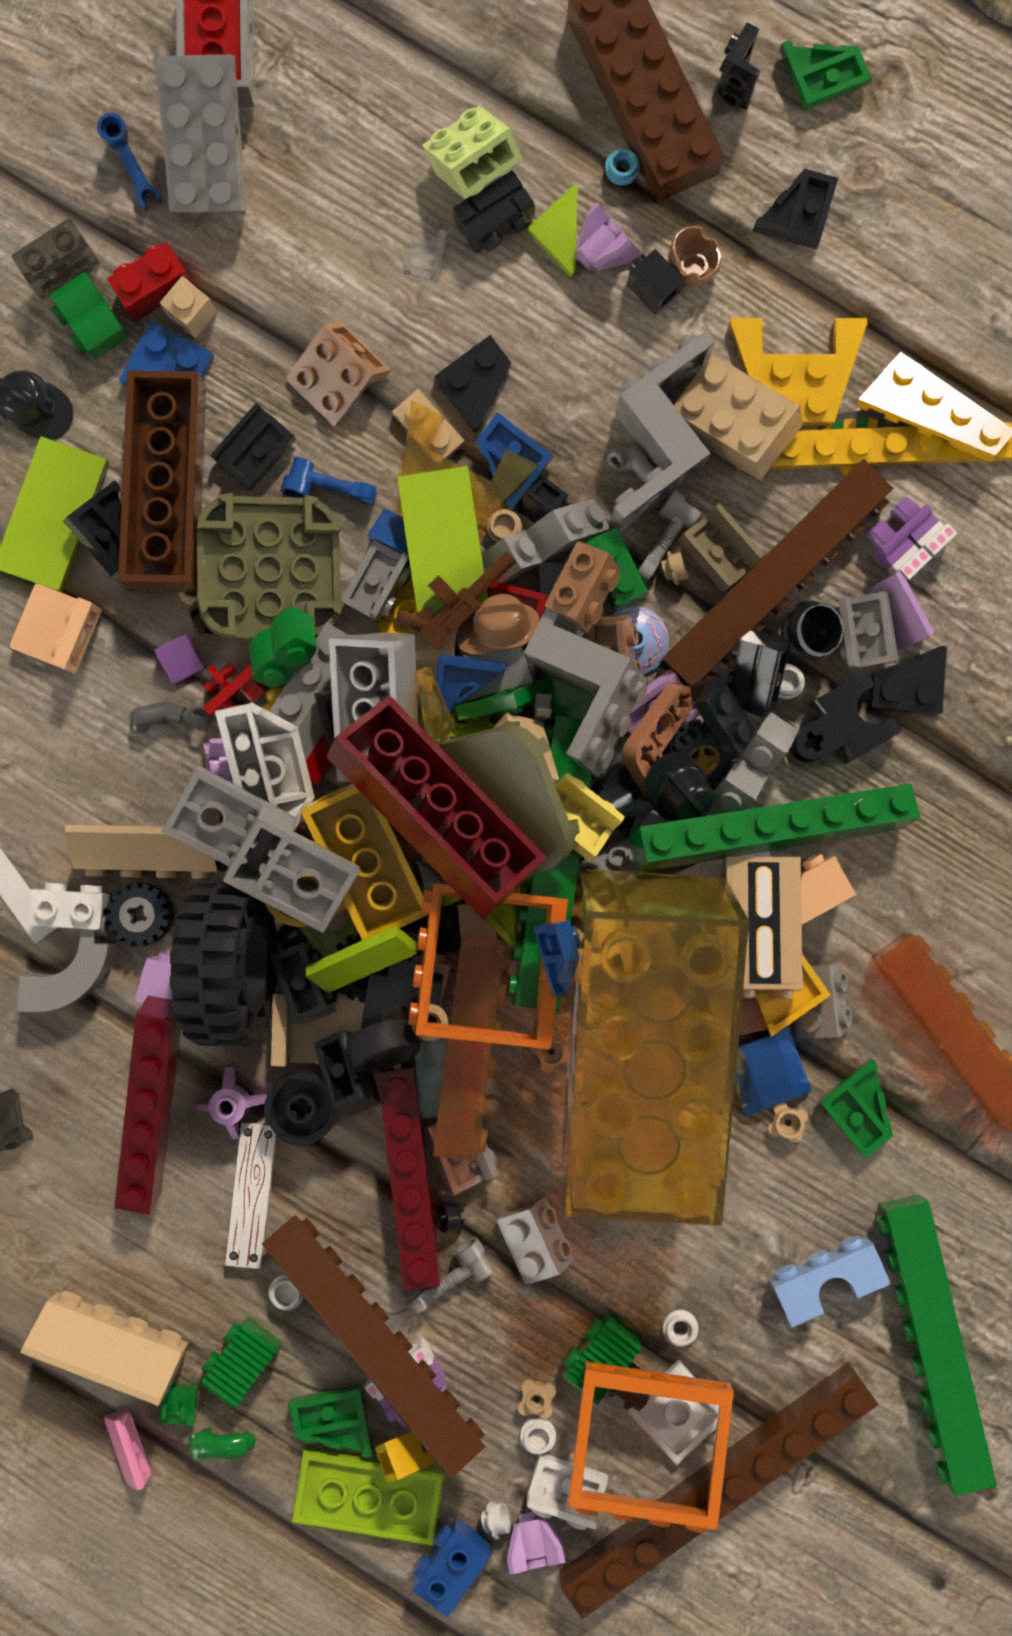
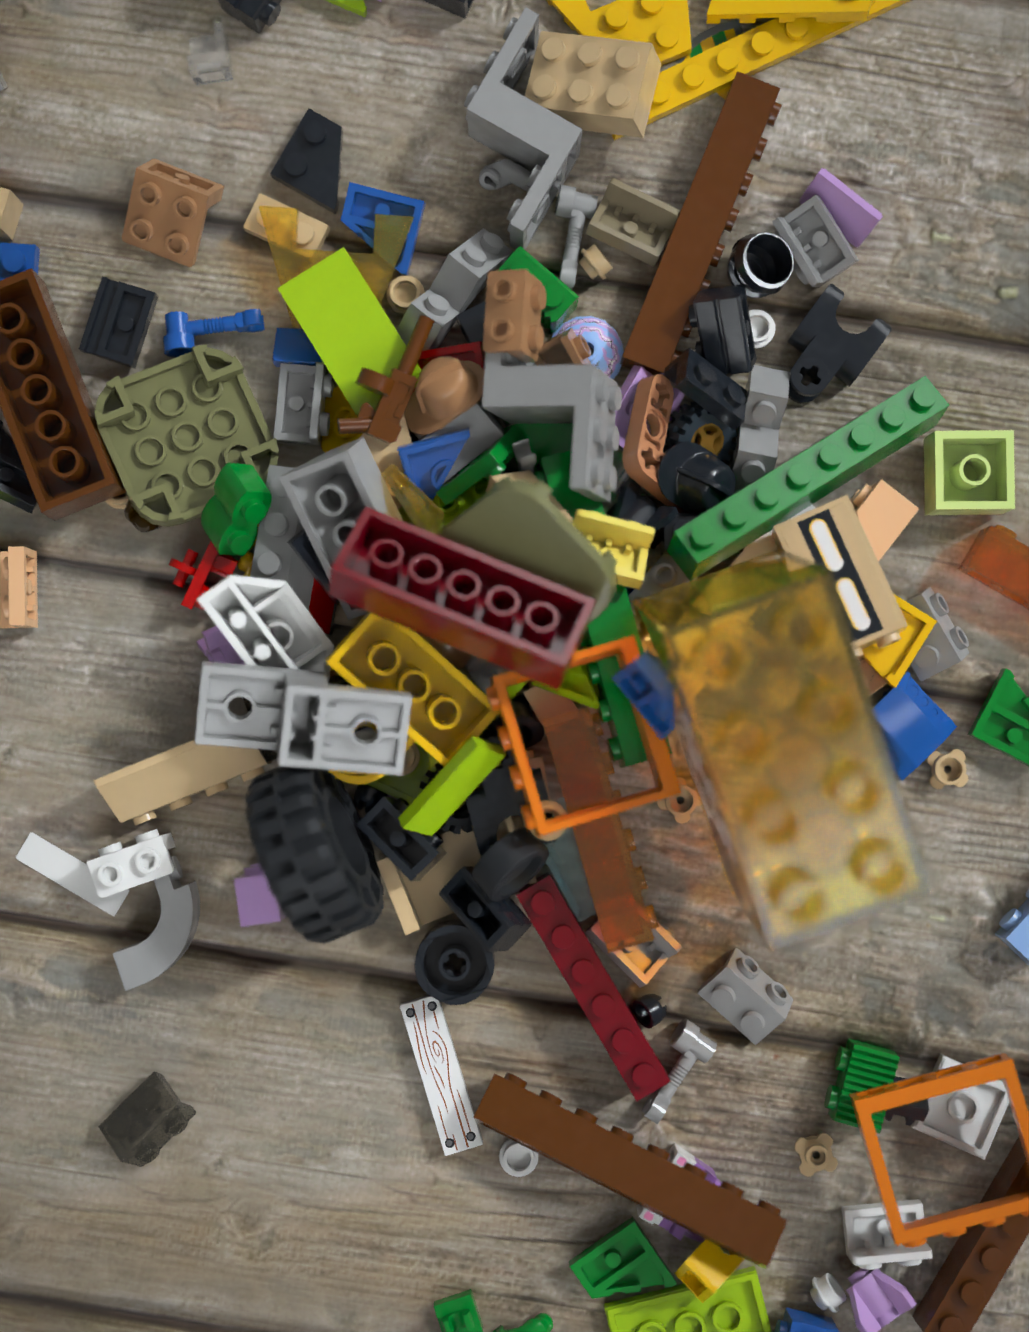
camera: 20 degrees left, 0 degrees up
(106, 1347) = (361, 1289): tan slope -> none
(145, 715) = (126, 638): dark grey arm -> none
(148, 1106) = (299, 1027): dark red brick -> none
(152, 919) = (221, 841): black wheel -> none
(179, 659) = (136, 567): medium lavender slope -> none
(237, 1097) = (384, 980): lavender brick -> none
(240, 1362) = (502, 1246): green brick -> none
(538, 1435) = (833, 1190): white plate -> none
(541, 499) = (430, 252): black slope -> none
(683, 1338) = (939, 1025): white plate -> none
(911, 684) = (882, 278): black wing -> none
(913, 543) = (823, 135): medium lavender hips -> none
(913, 881) = (969, 472): none -> yellowish green brick

